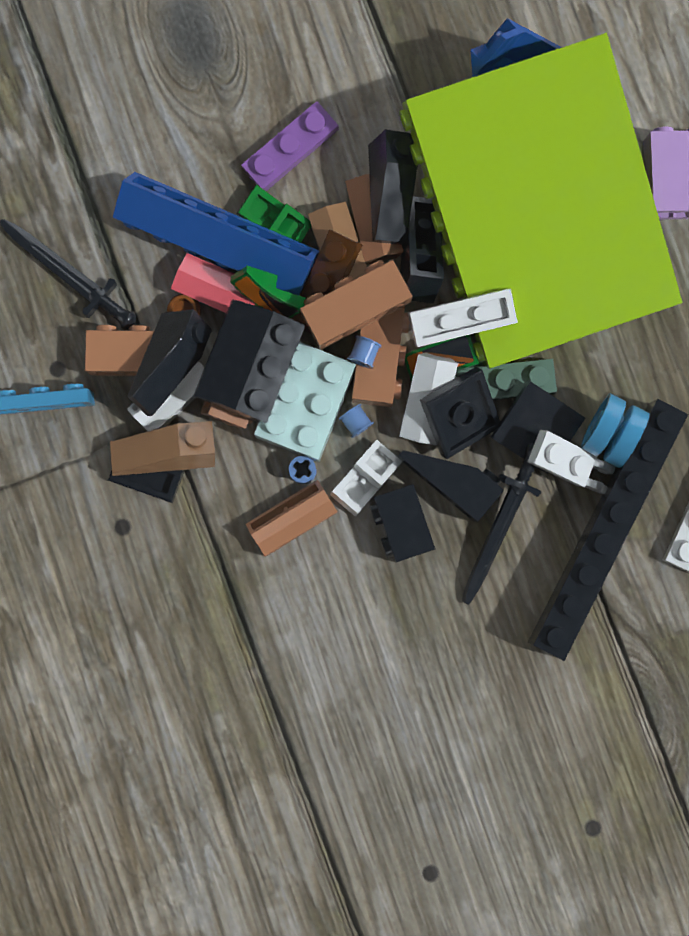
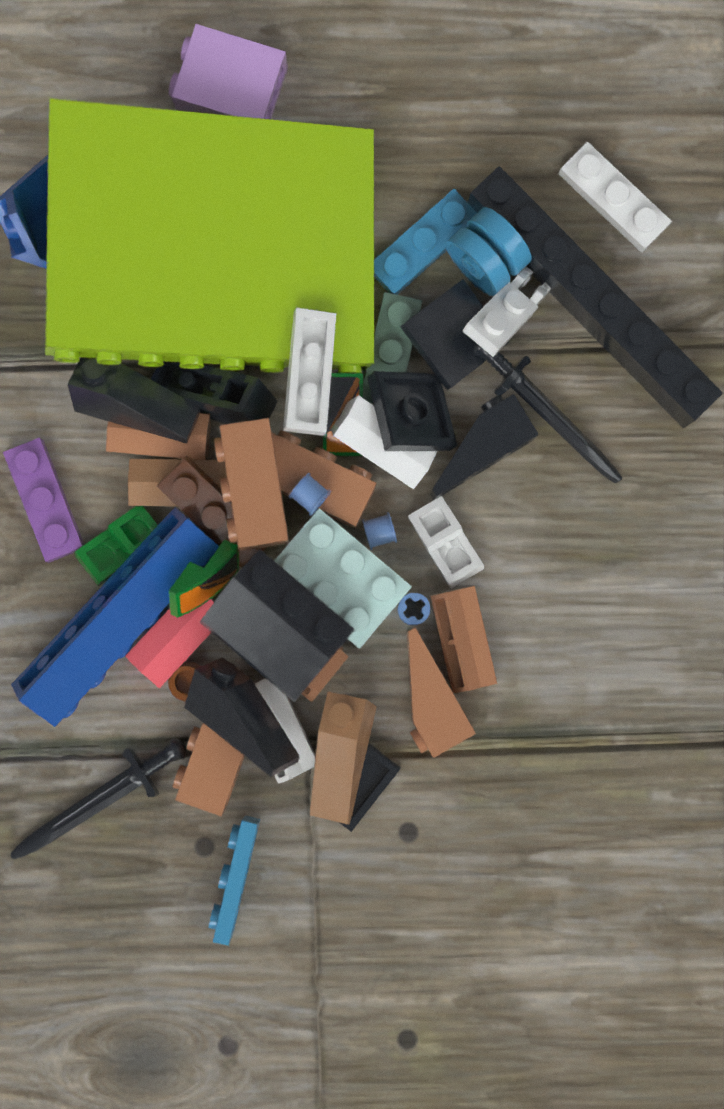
camera: 75 degrees left, 0 degrees up
(228, 512) = (434, 708): none -> nougat slope
(403, 524) = (512, 518): black brick -> none
(604, 375) = (422, 243): none -> dark azure plate

